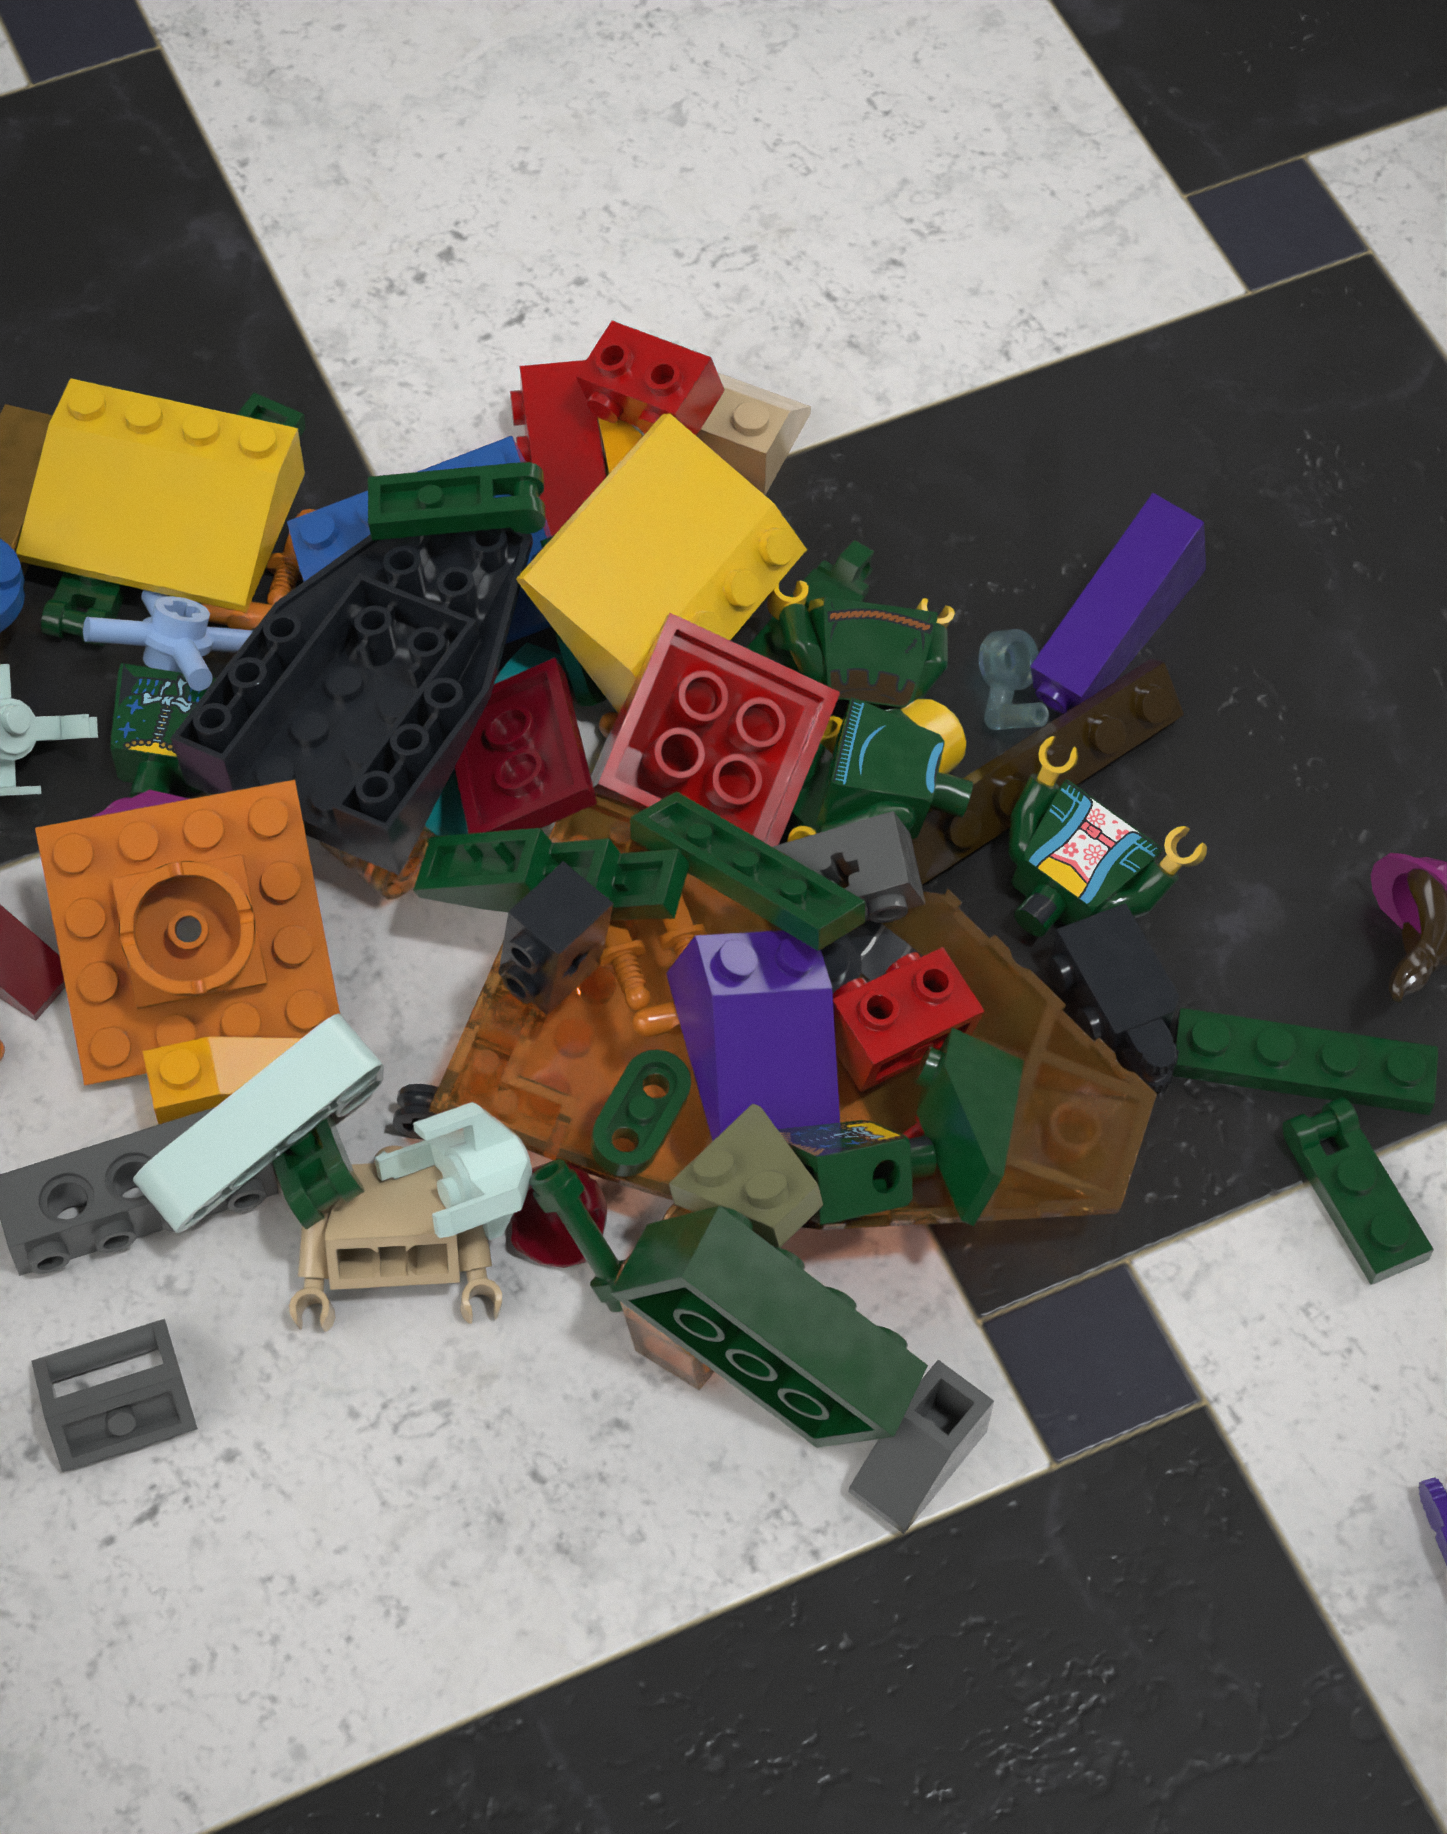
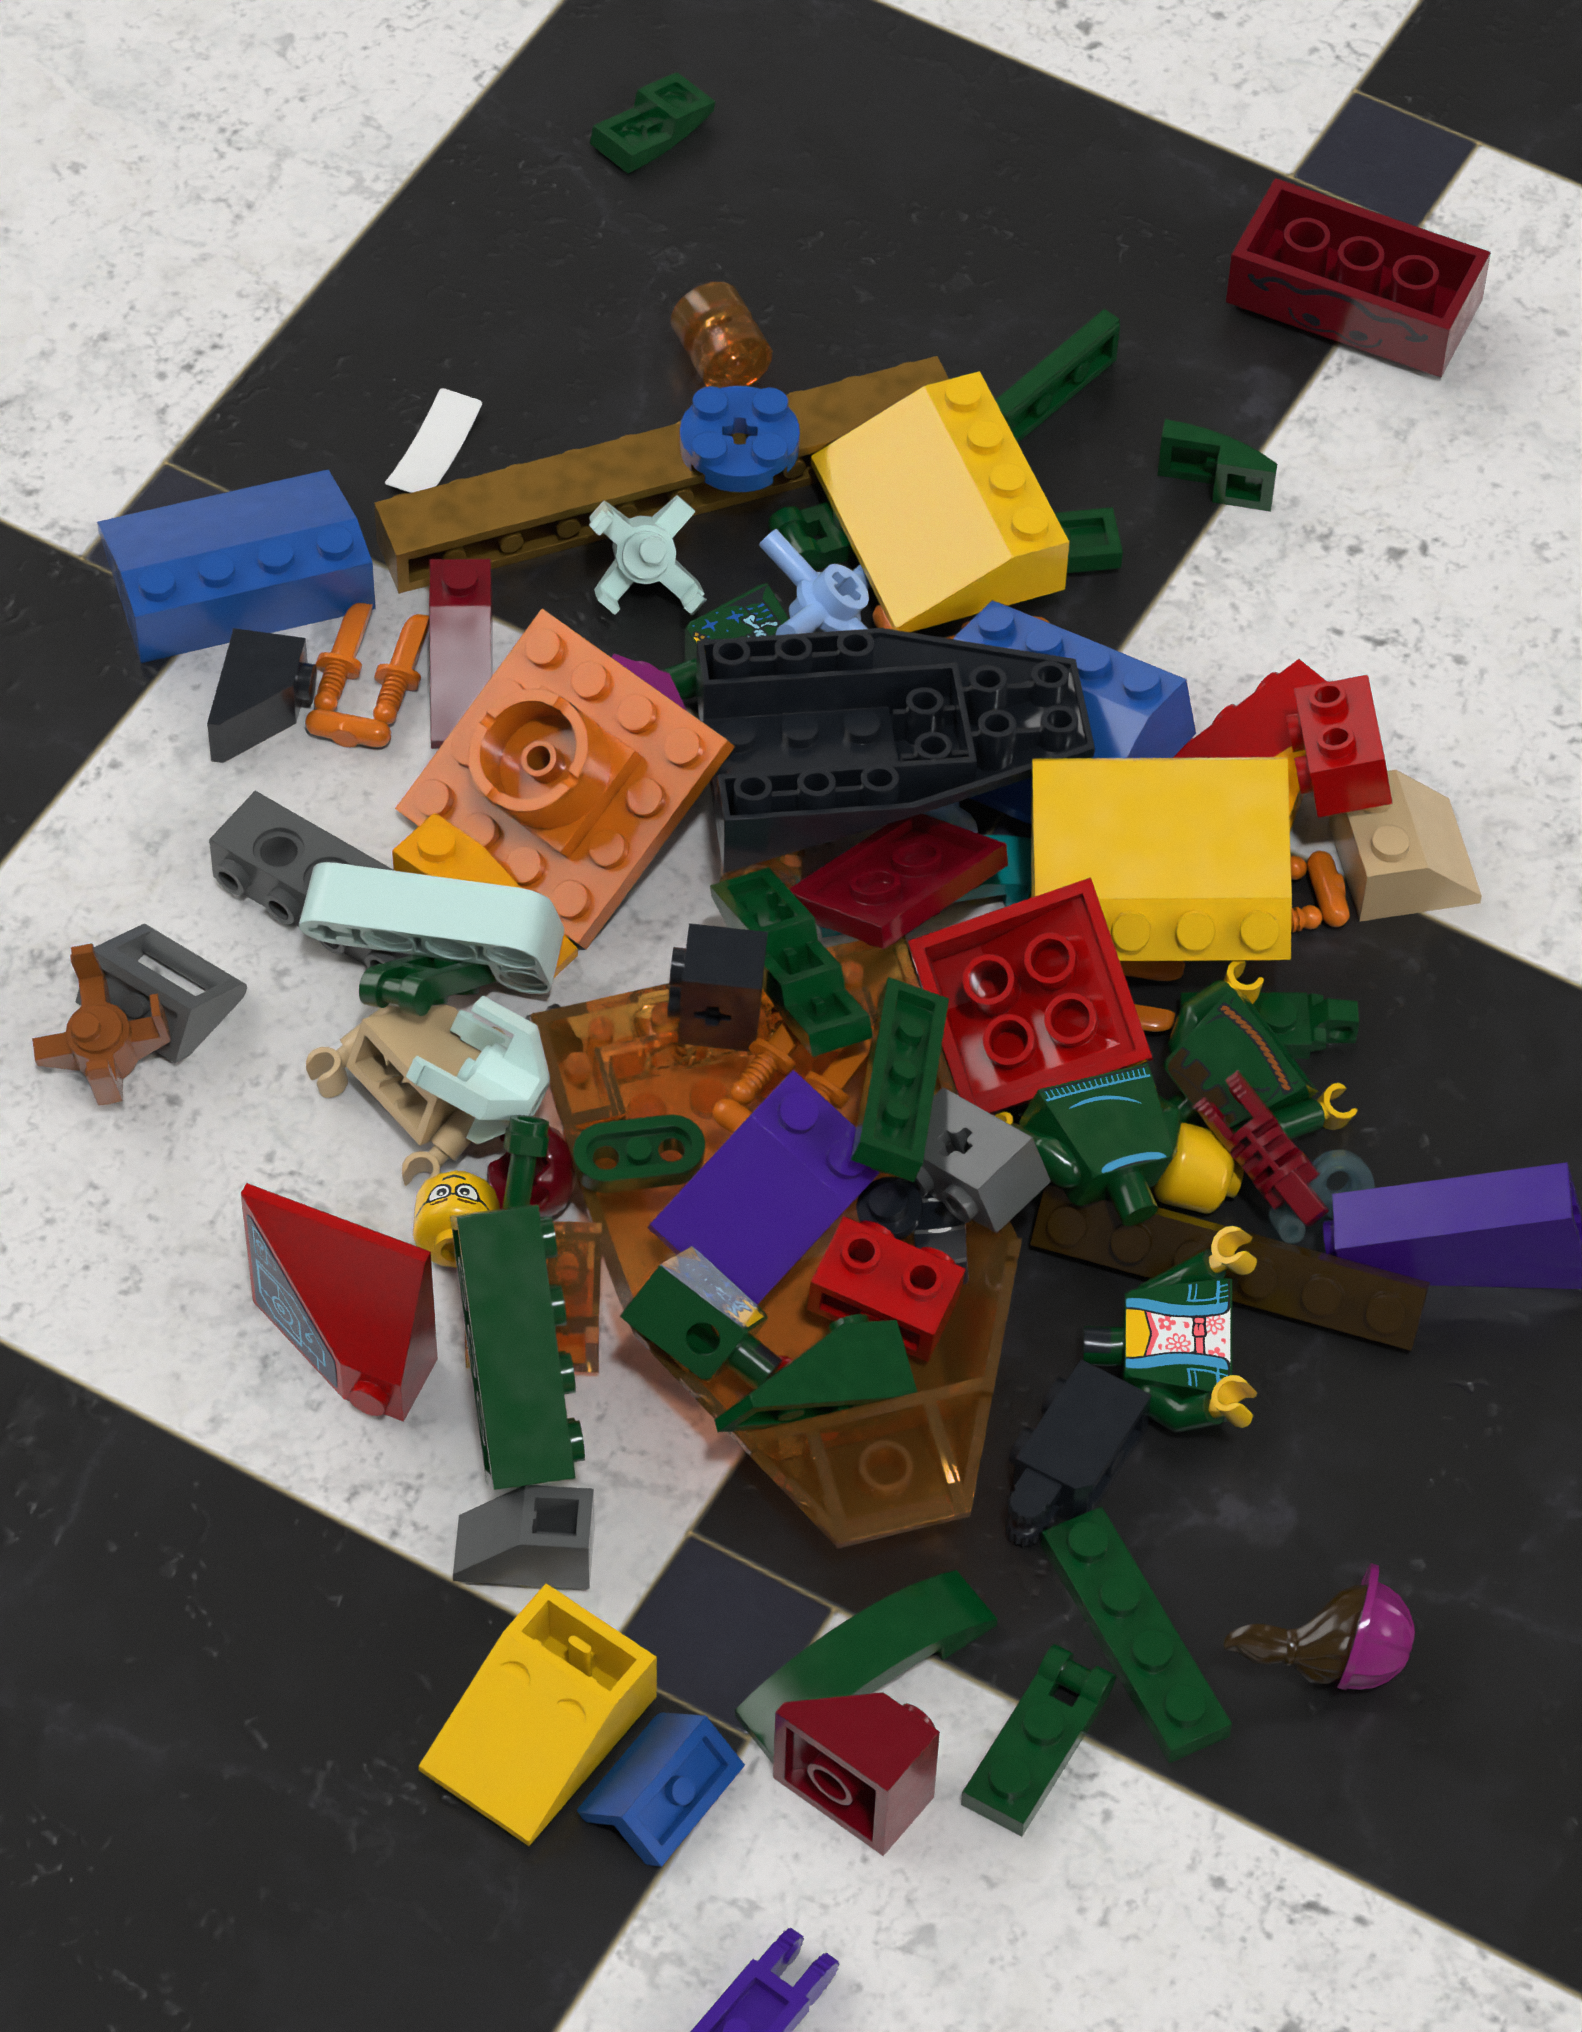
camera: 55 degrees right, 5 degrees down
(89, 326) = (1061, 375): none -> dark green tile
(137, 1468) = (98, 1034): none -> dark orange piece
(188, 100) = (1357, 277): none -> dark red brick
(284, 295) = (1201, 455): none -> dark green slope
(457, 501) = (1066, 672): dark green plate -> none
(554, 1301) = (439, 1199): none -> yellow head
(599, 1441) = (344, 1299): none -> red slope
(754, 1174) = (619, 1244): olive wing -> none
(964, 682) = (1266, 1153): none -> dark red hinge
(1102, 1546) = (541, 1714): none -> yellow slope
(1206, 1273) = (871, 1649): none -> dark green slope
(1216, 1495) = (663, 1784): none -> blue panel
(1335, 1327) = (858, 1762): none -> dark red slope

